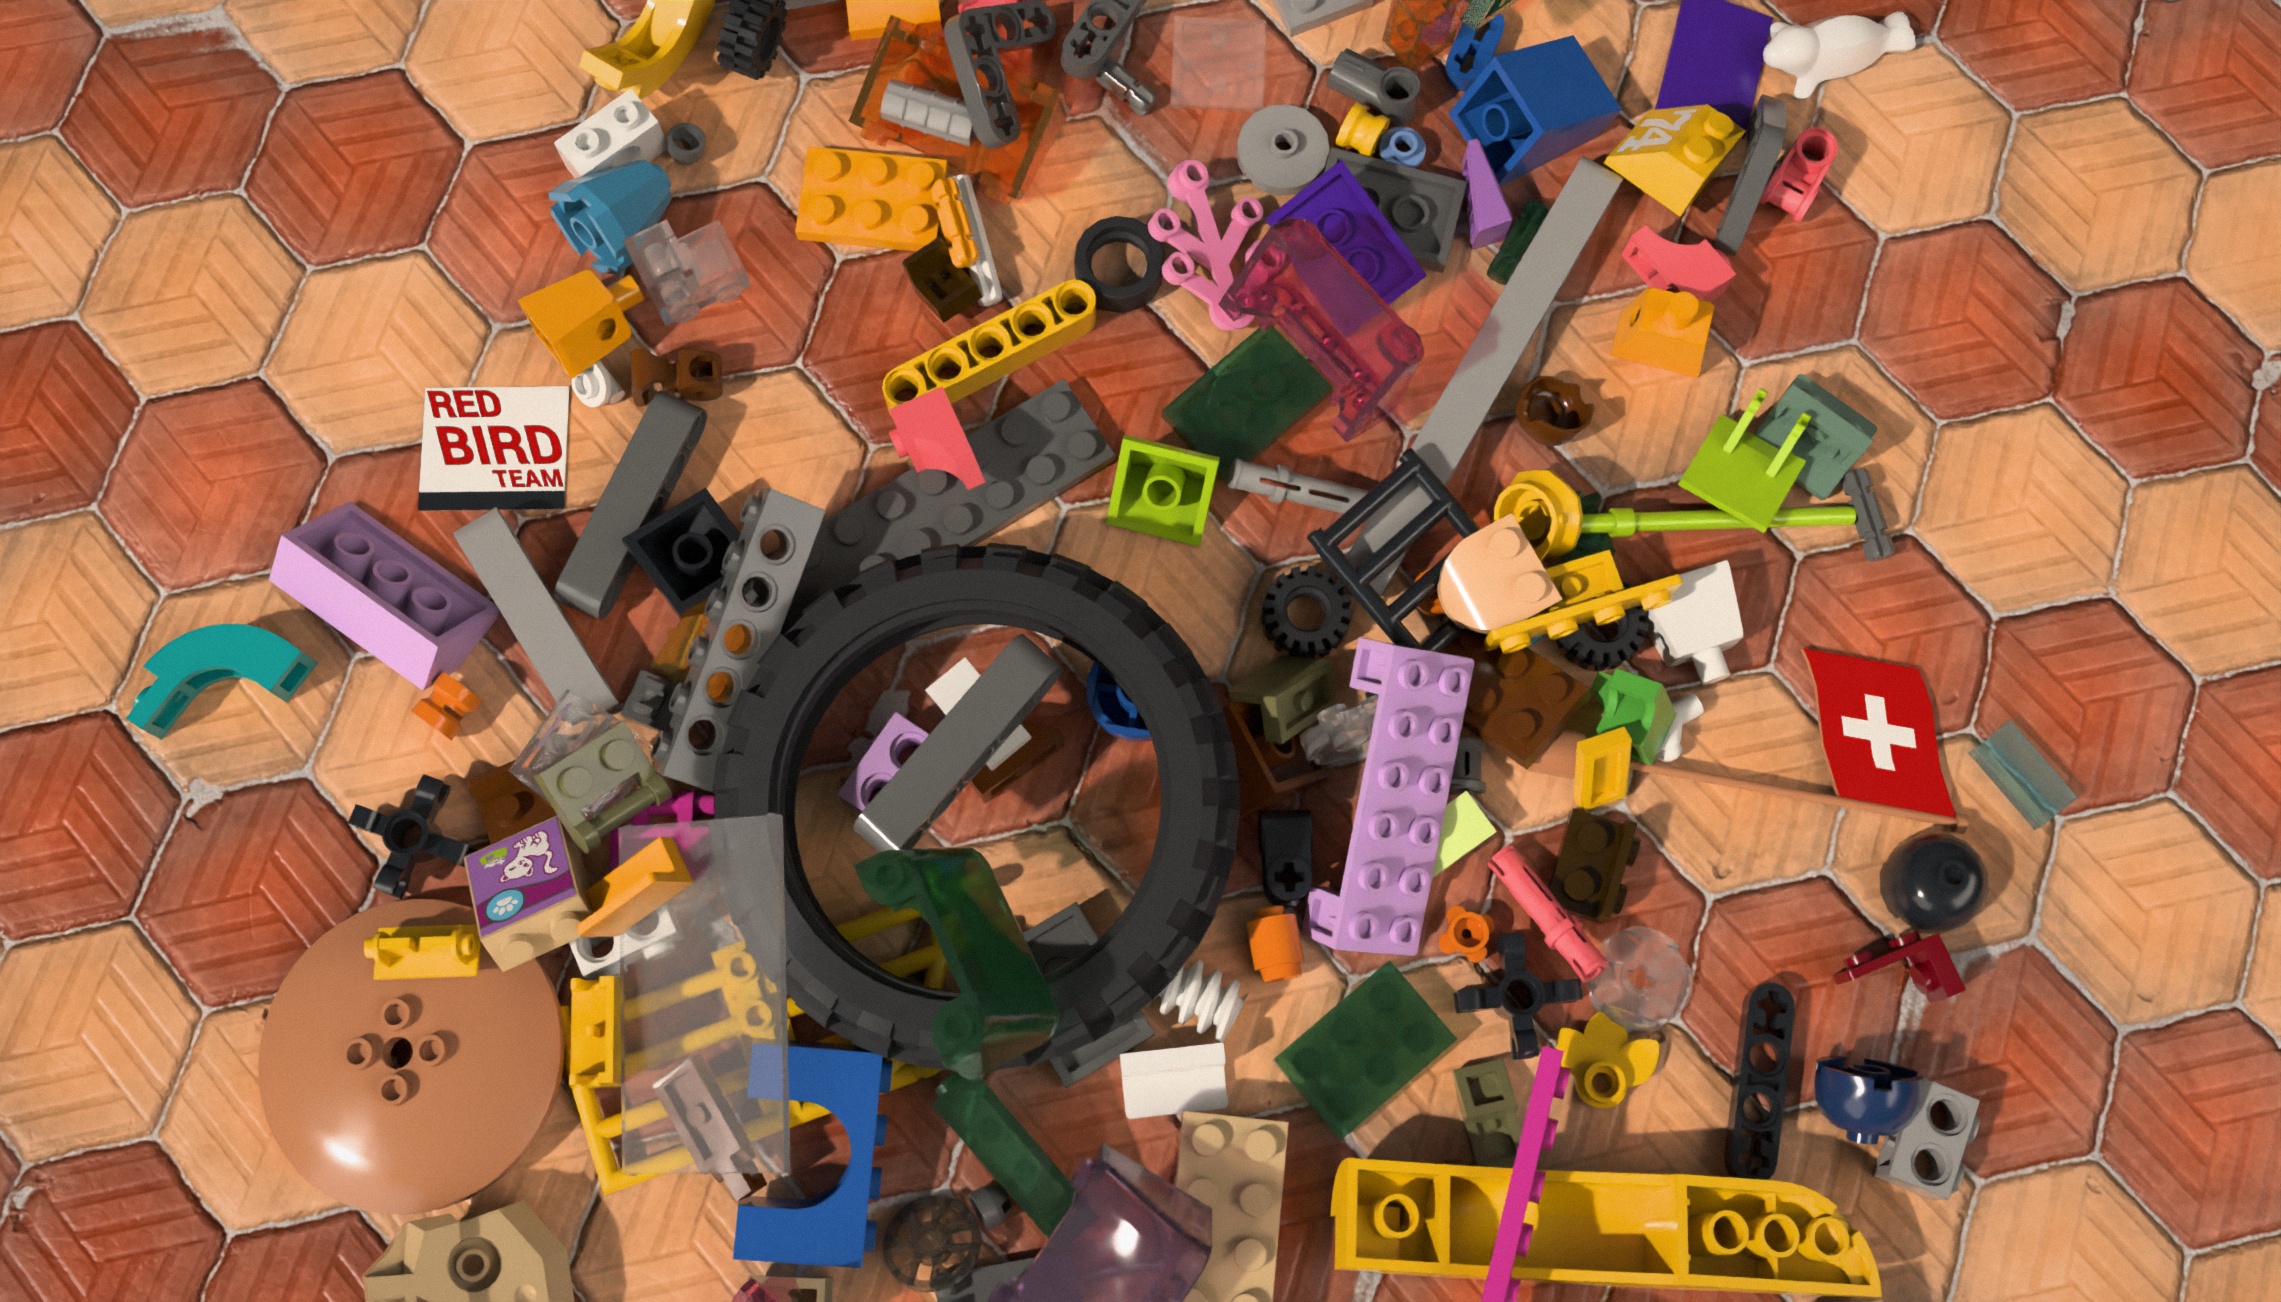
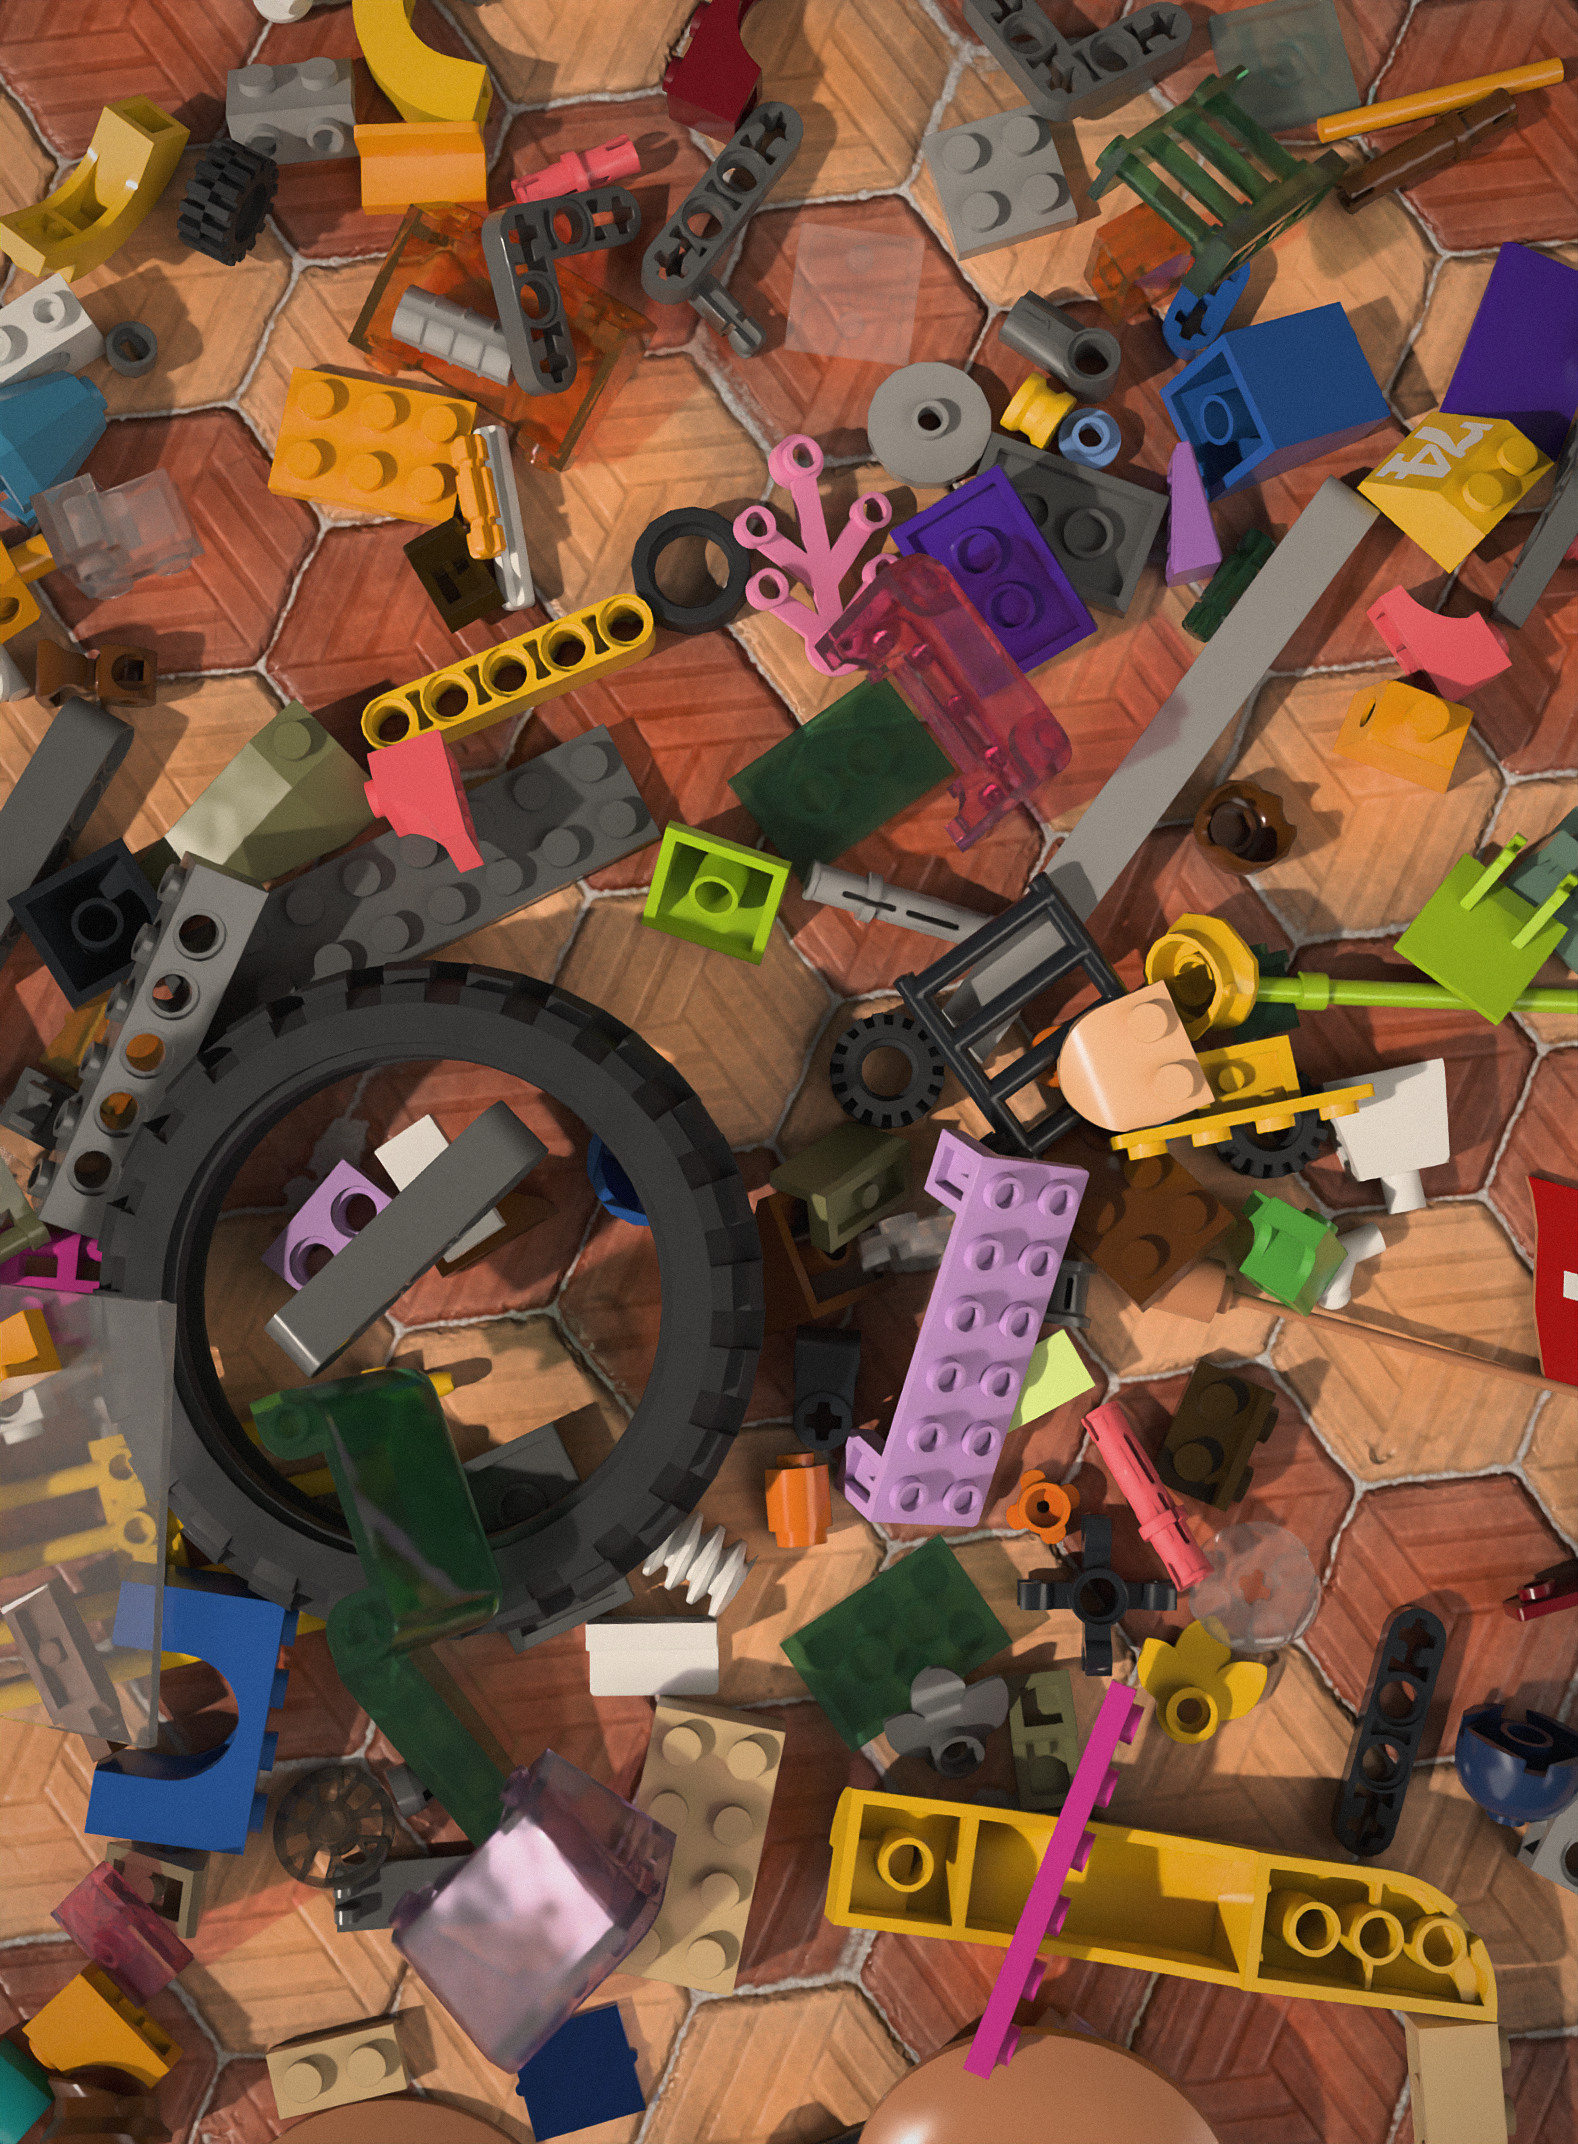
camera: 10 degrees right, 10 degrees up
(821, 455) = (273, 805): none -> olive wedge
(1412, 1099) = (948, 1720): none -> dark grey plate
(1602, 769) = (1240, 1320): yellow tile -> none

